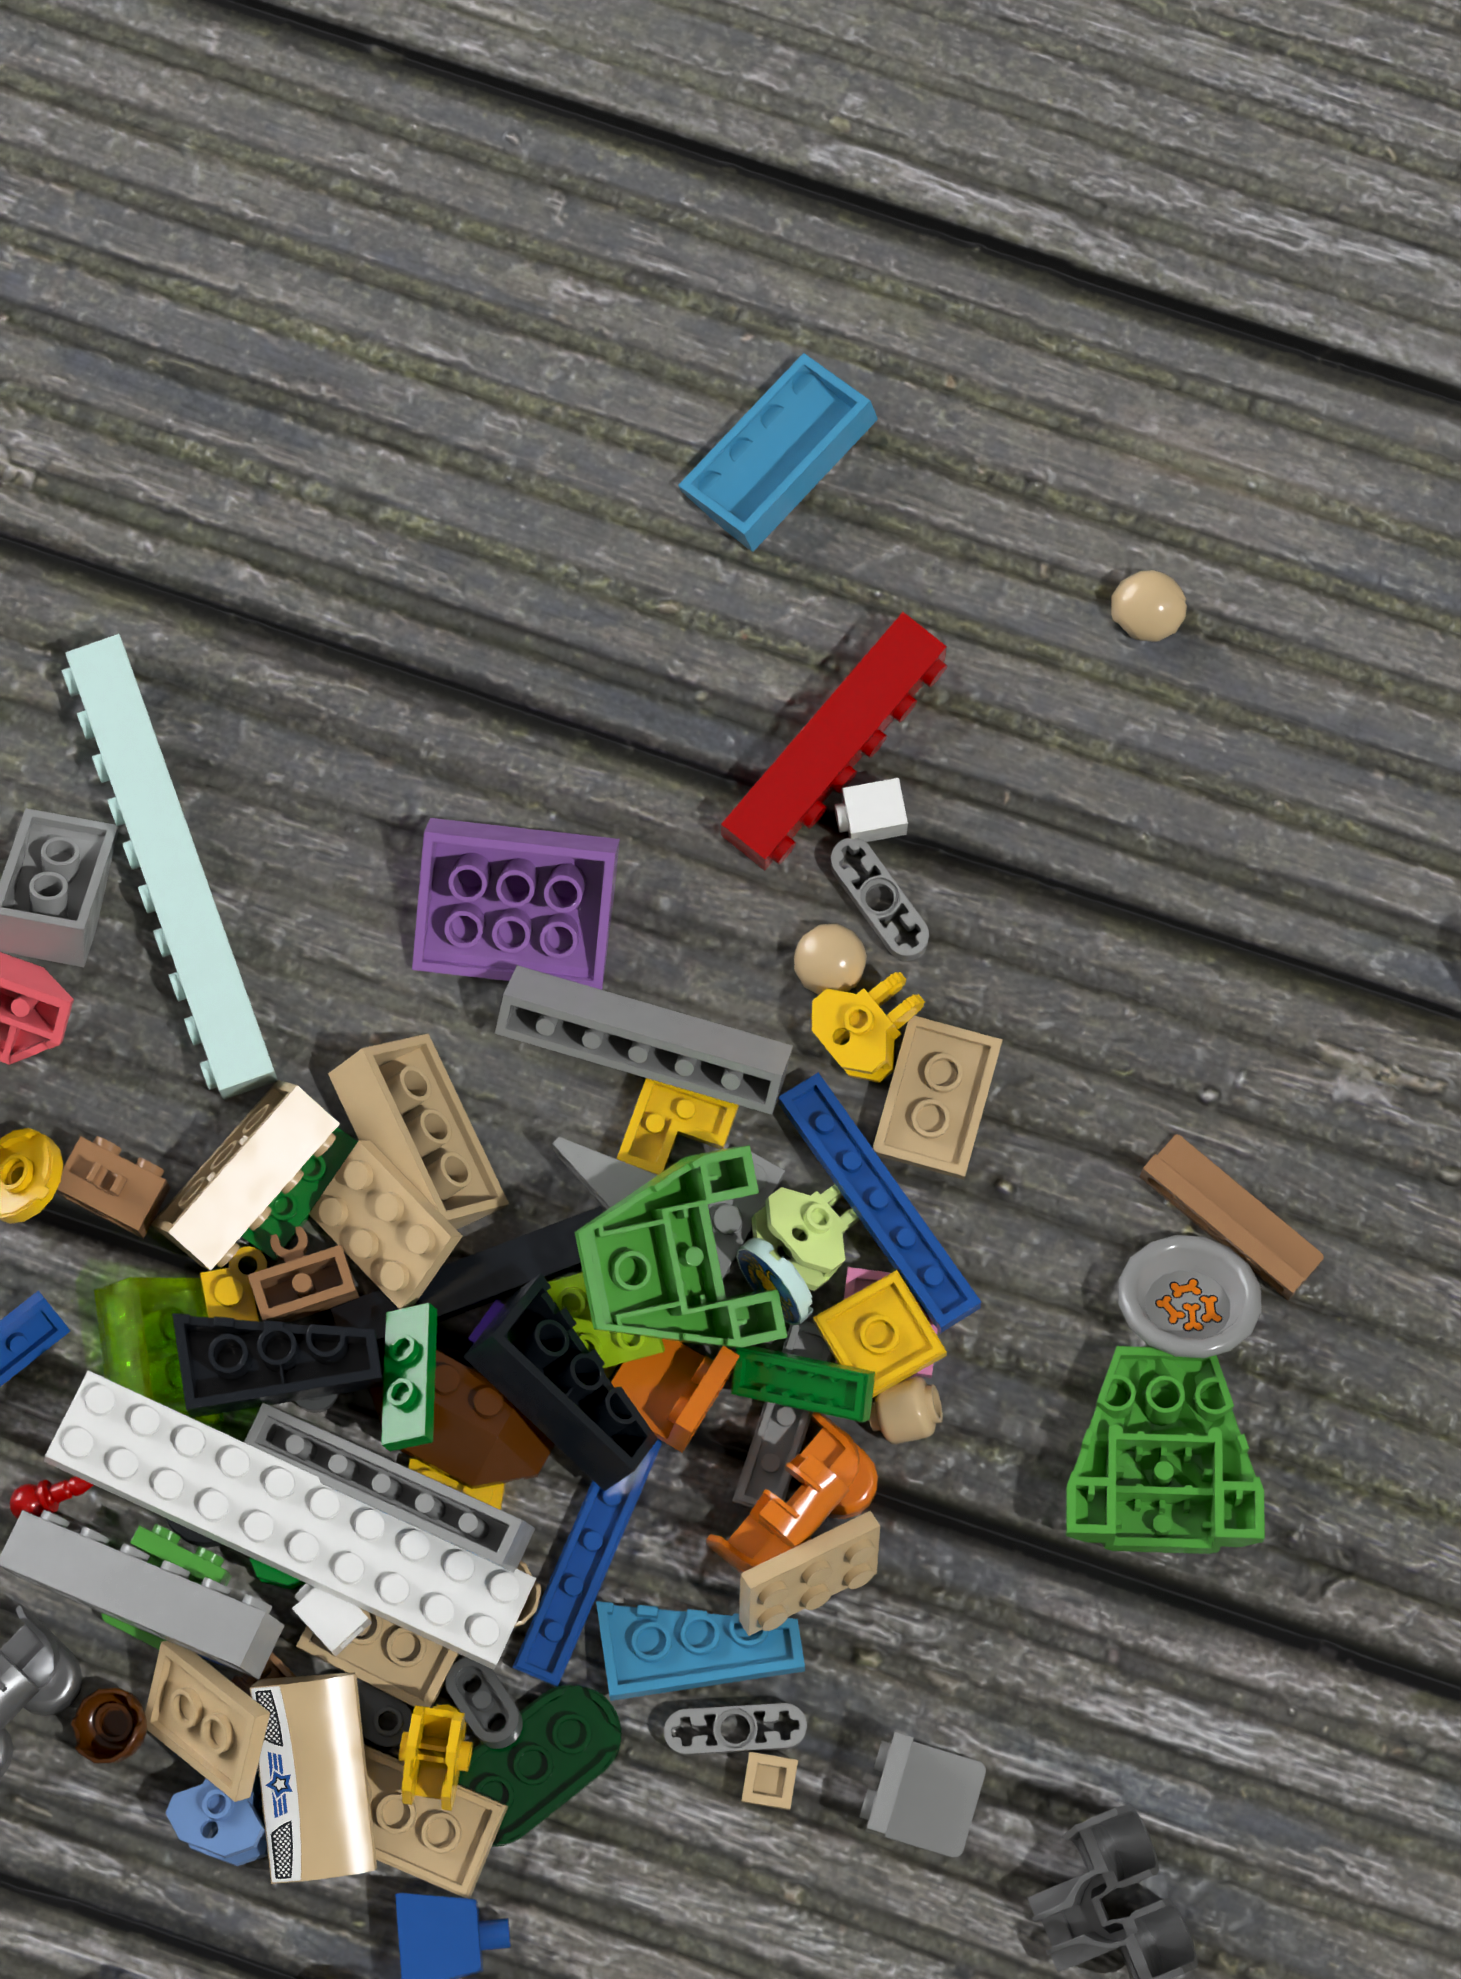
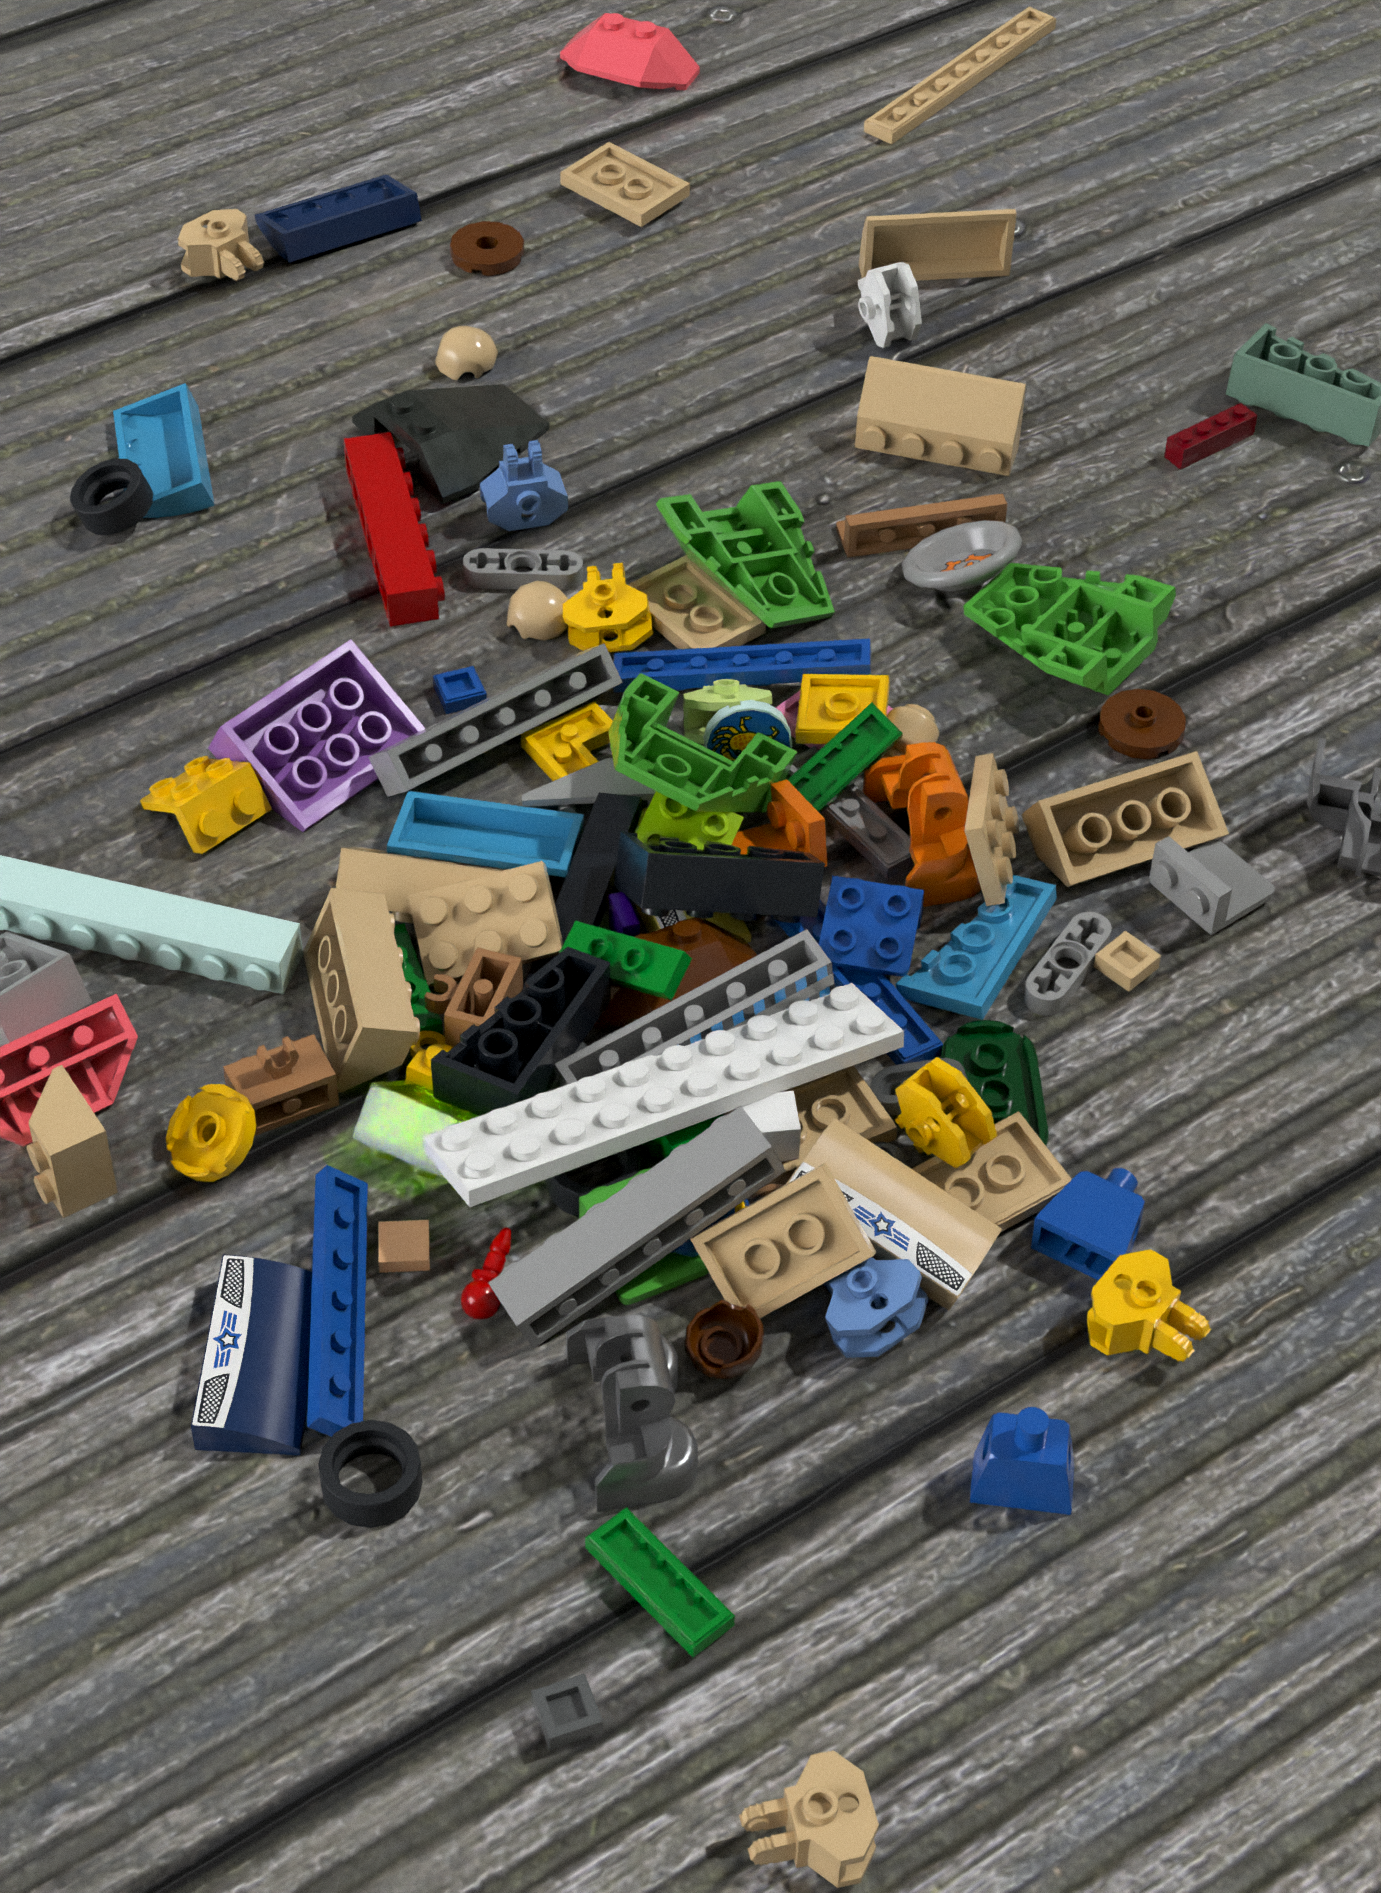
camera: 55 degrees left, 30 degrees down
(34, 1405) = (404, 1246): none -> light nougat tile
(372, 864) = (210, 800): none -> yellow bracket
(496, 1141) = (485, 833): none -> dark azure slope
(639, 1538) = (871, 925): none -> blue bracket
(663, 436) = (122, 511): none -> black tyre
(680, 965) = (459, 689): none -> blue tile
(872, 811) = (460, 530): white brick -> none
(936, 1676) = (1123, 818): none -> tan slope
(968, 828) = (525, 488): none -> medium blue hinge
(1021, 689) = (455, 432): none -> pearl dark grey wedge
(1038, 1104) = (754, 553): none -> bright green wedge
(1082, 1622) = (1142, 723): none -> reddish brown plate
(1109, 247) = (219, 248): none -> tan hinge
(1266, 310) = (339, 217): none -> dark blue slope
(1343, 466) = (487, 247): none -> reddish brown tile
(1379, 1141) = (940, 416): none -> tan slope

